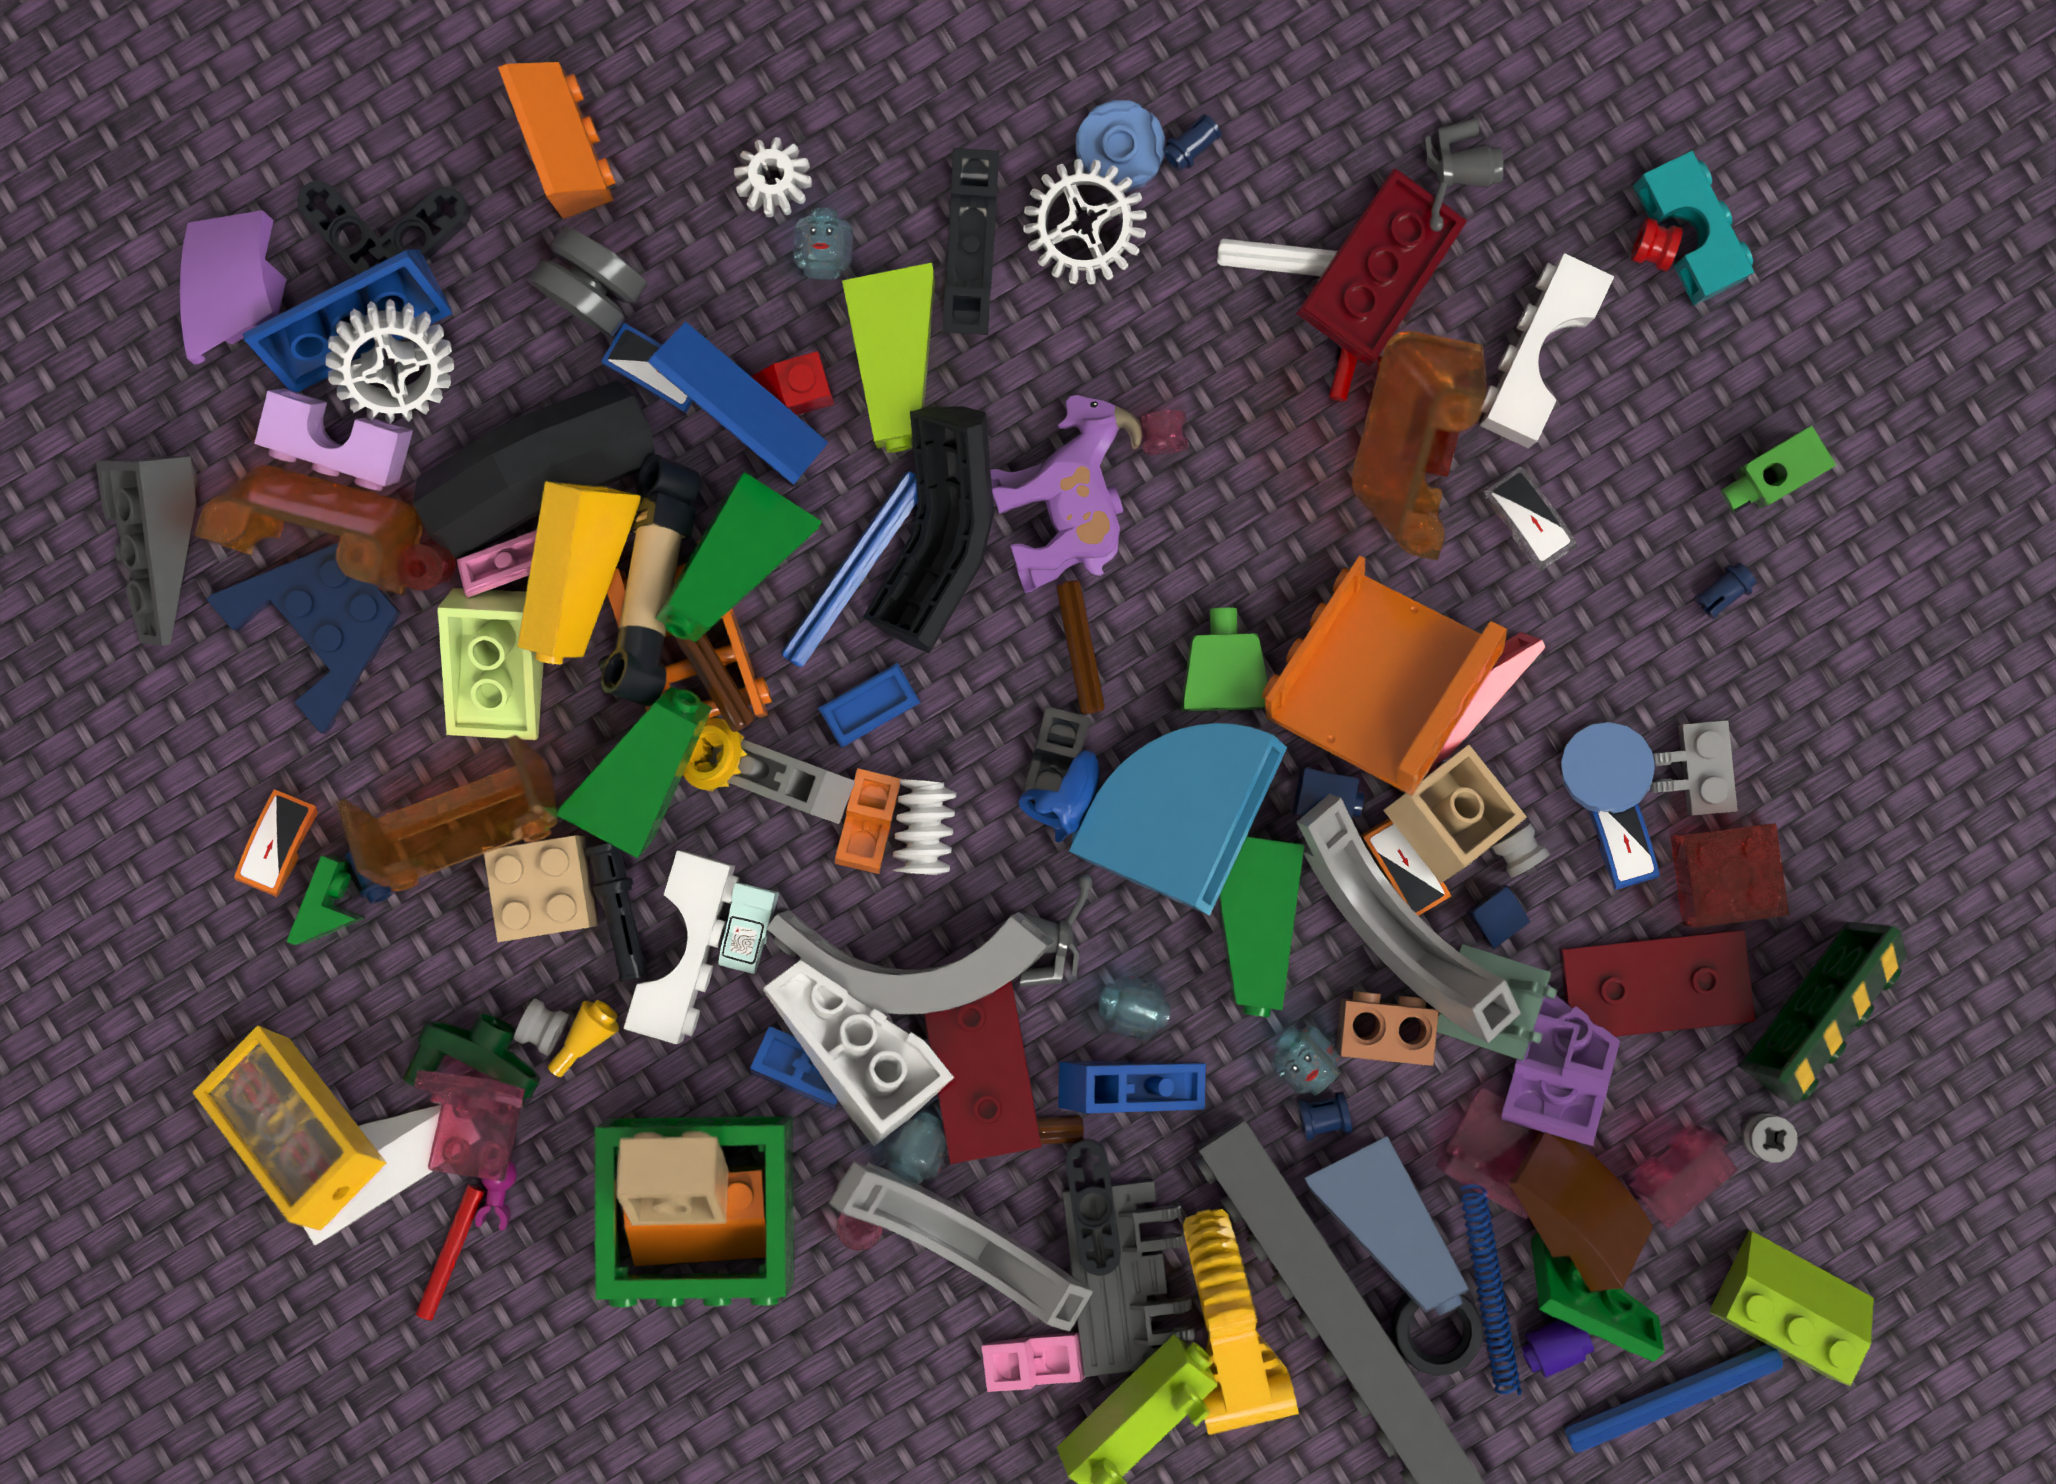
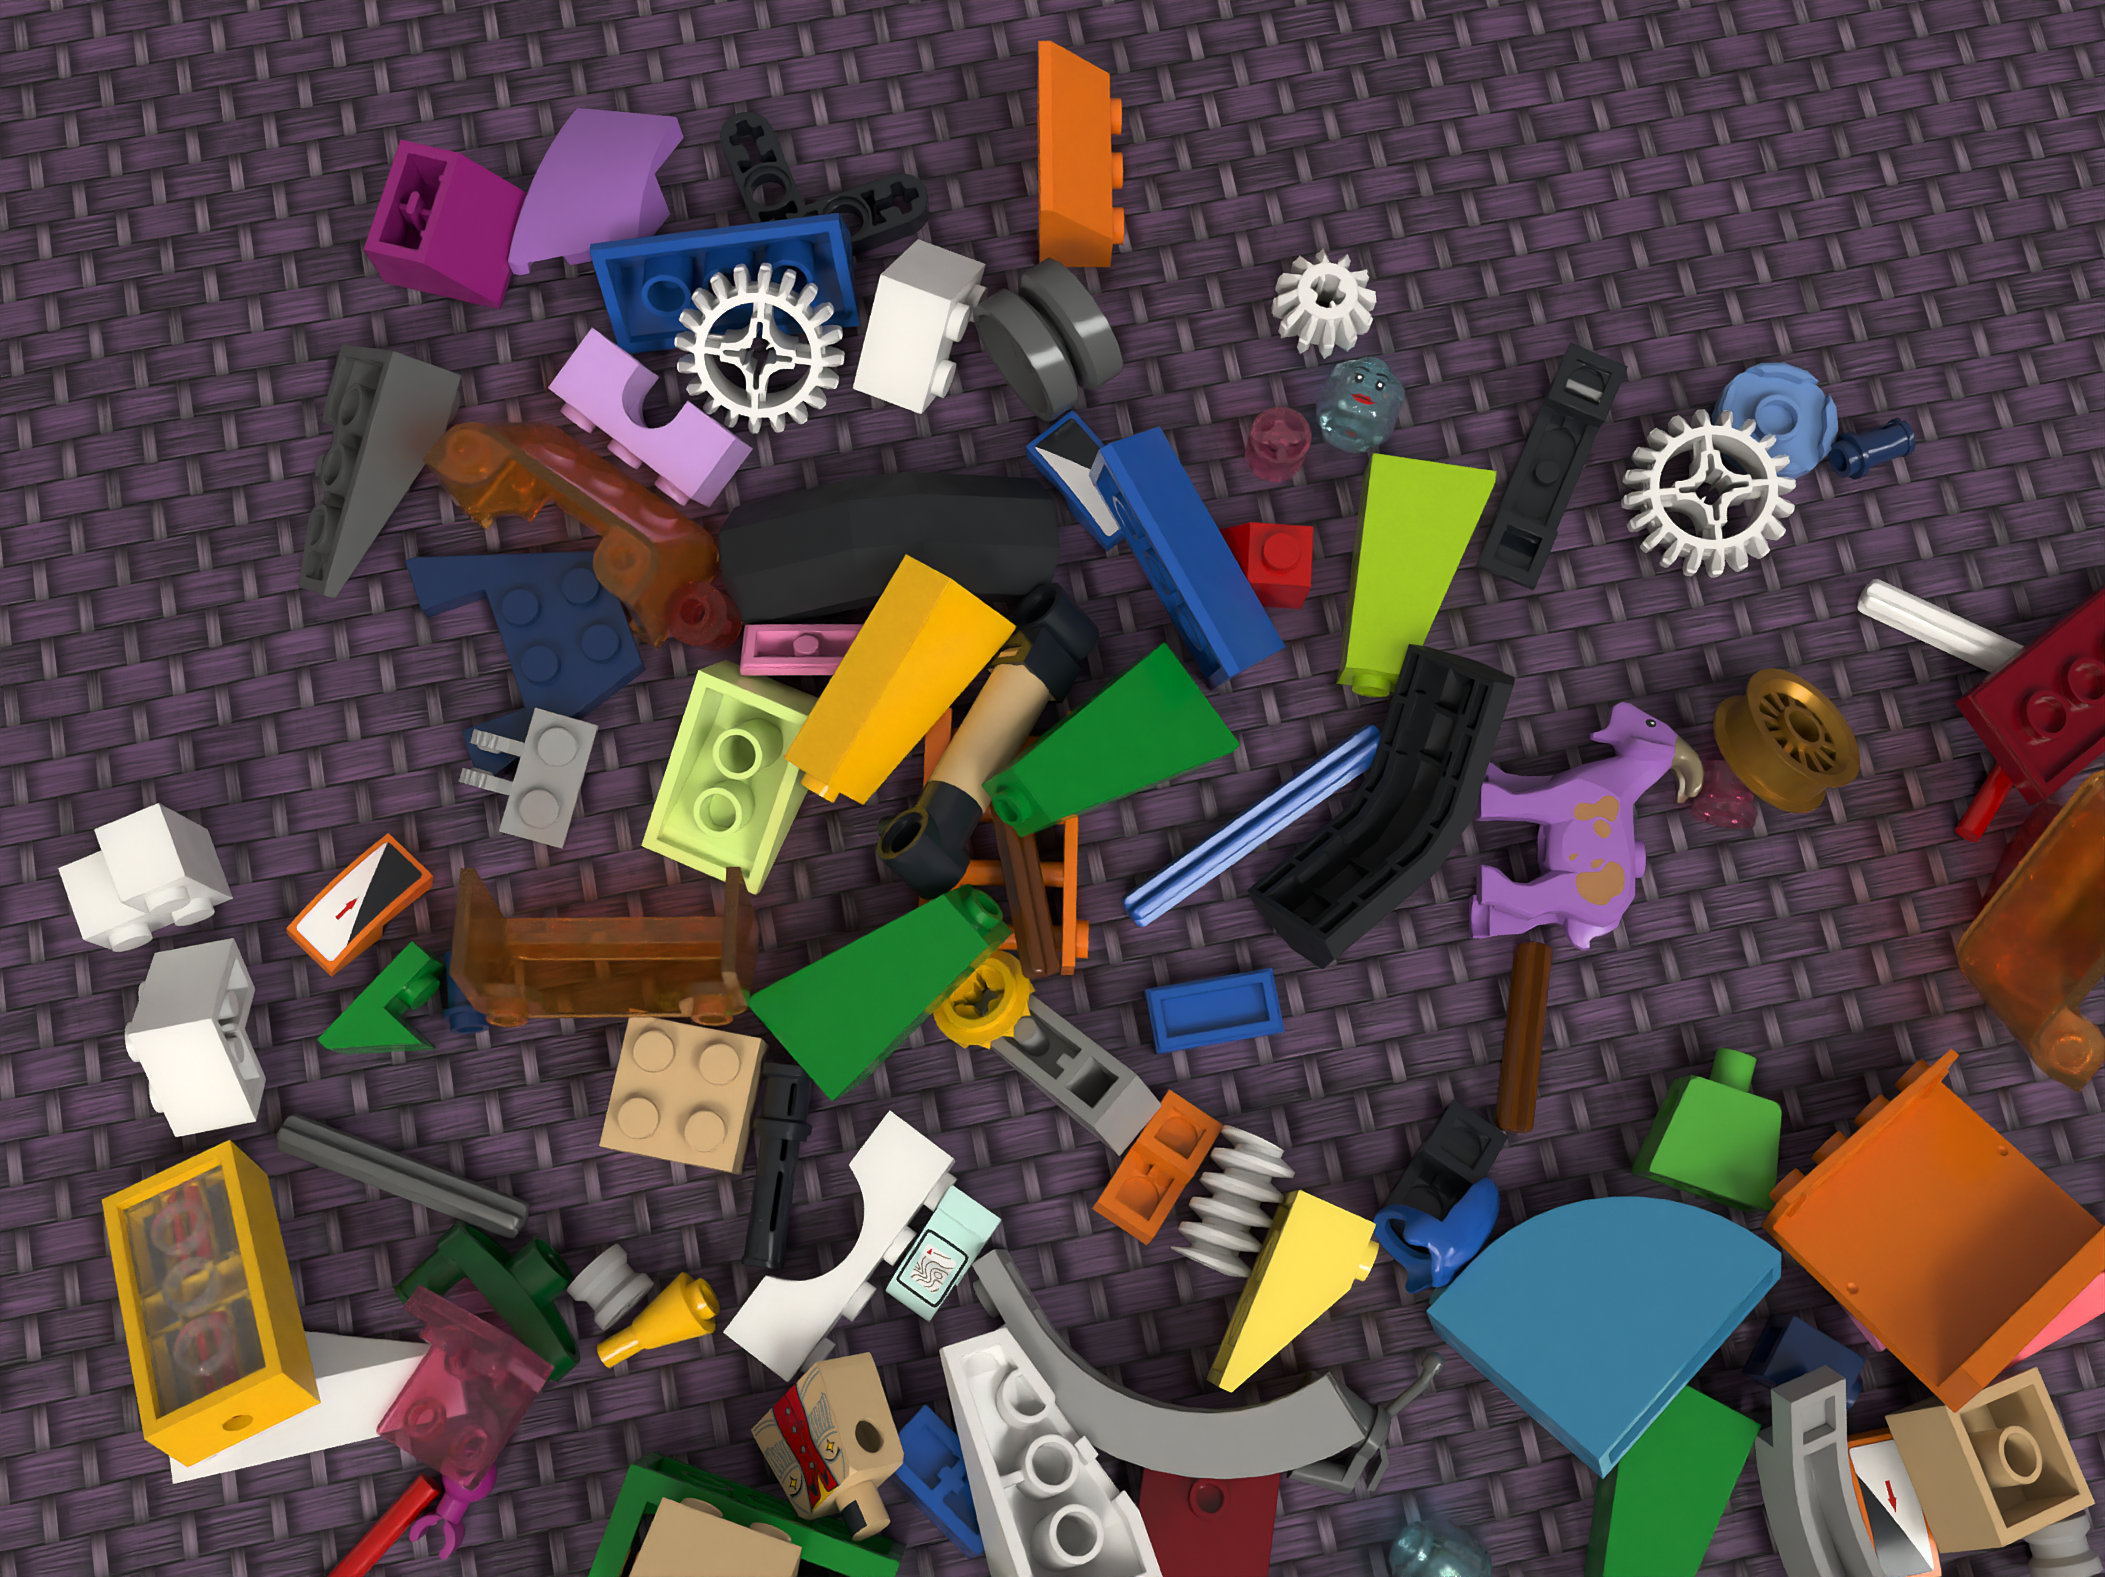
camera: 15 degrees right, 10 degrees down
(126, 879) = (148, 875): none -> white brick
(133, 350) = (445, 226): none -> magenta slope
(206, 969) = (195, 1038): none -> white brick
(364, 712) = (546, 777): none -> light grey hinge
(378, 1006) = (403, 1175): none -> dark grey axle
(491, 300) = (914, 319): none -> white brick
(719, 1069) = (834, 1443): none -> tan torso
(772, 284) = (1282, 430): none -> clear pink wheel
(977, 856) = (1298, 1275): none -> light yellow slope
(1189, 383) = (1786, 741): none -> pearl gold wheel

